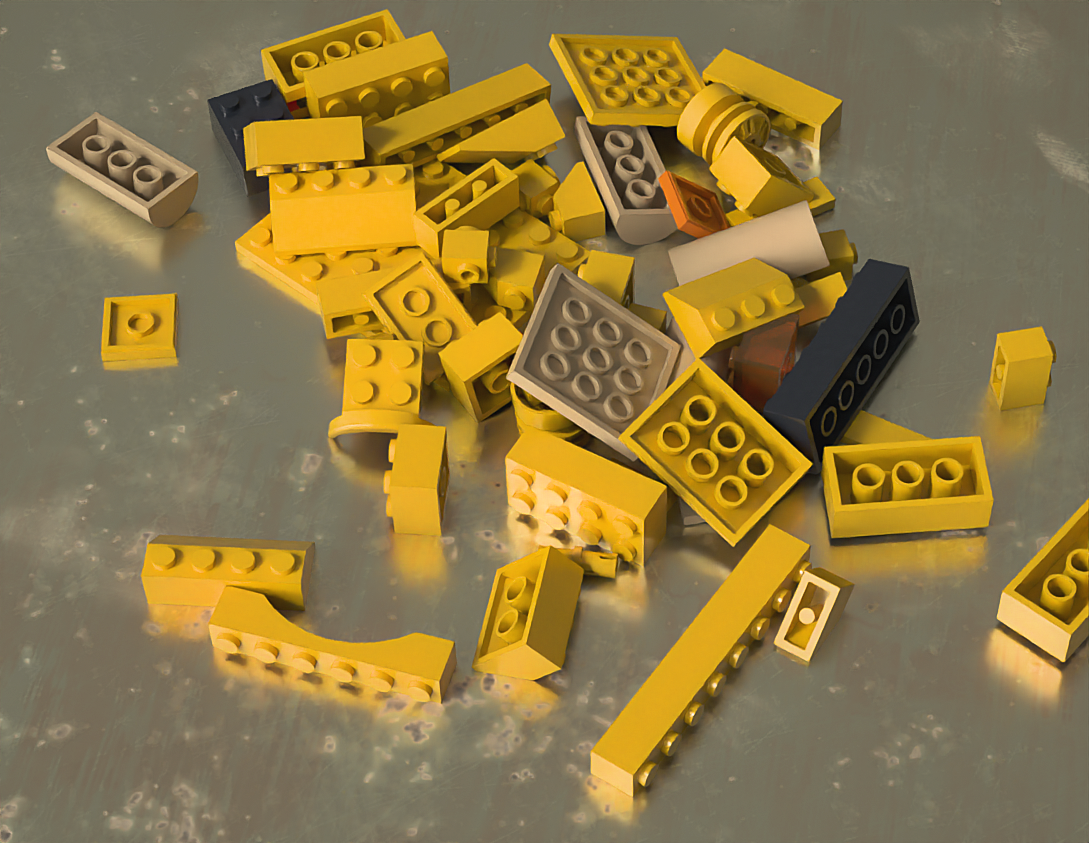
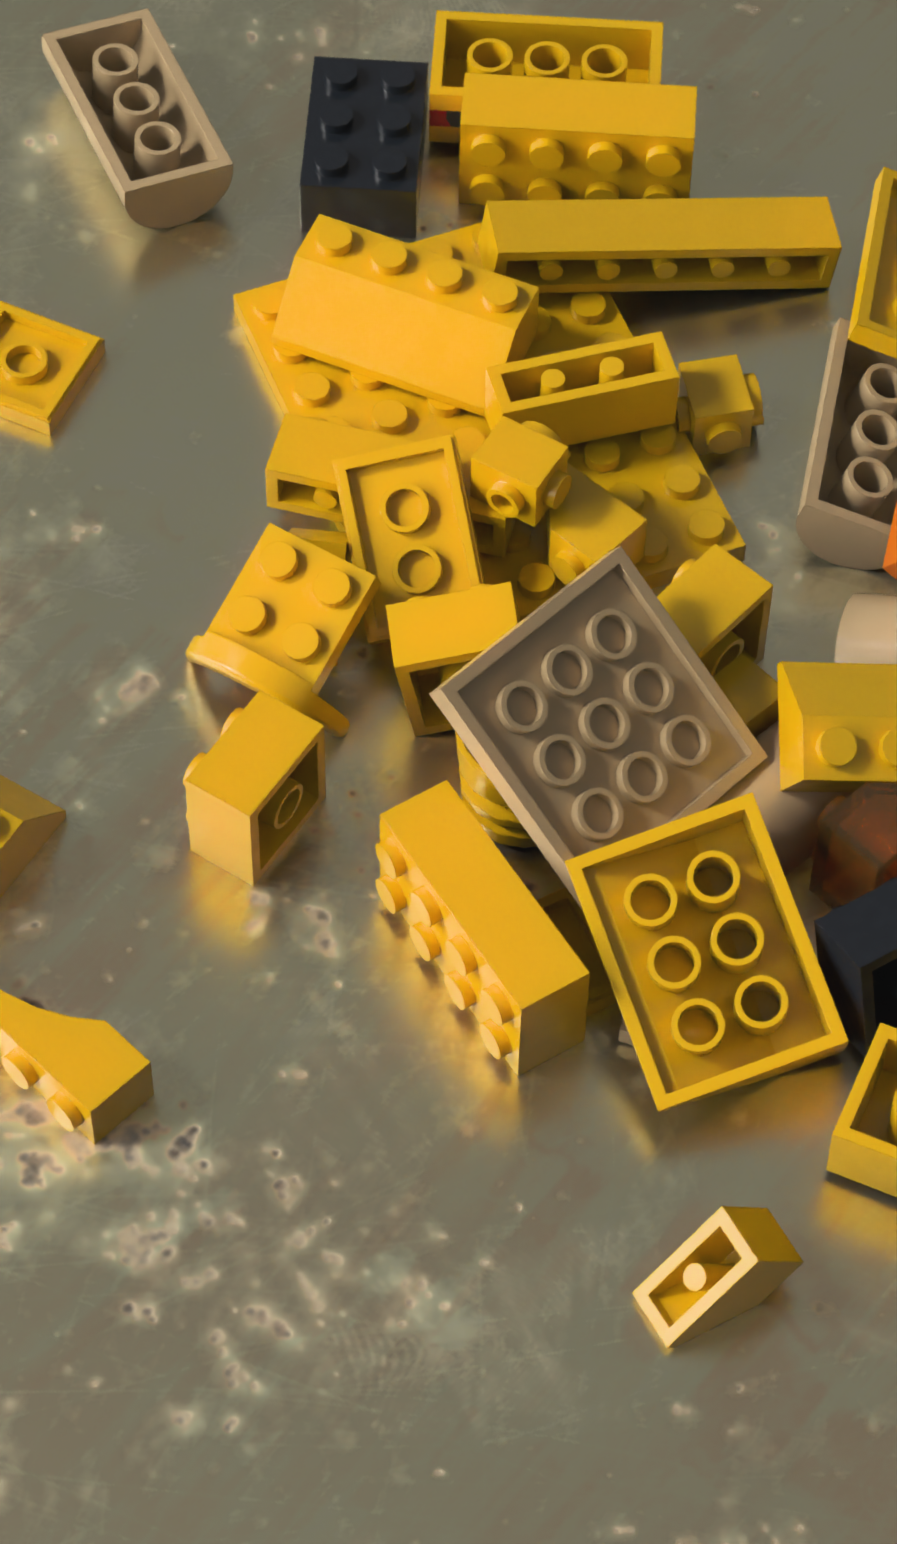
camera: 25 degrees right, 5 degrees up
(303, 144) = (392, 190): yellow brick -> none
(521, 136) = (730, 311): yellow slope -> none
(529, 616) = (294, 1075): yellow slope -> none
(577, 207) = (765, 461): yellow slope -> none
(592, 562) = (418, 1023): yellow pin -> none
(700, 661) = (500, 1266): yellow brick -> none

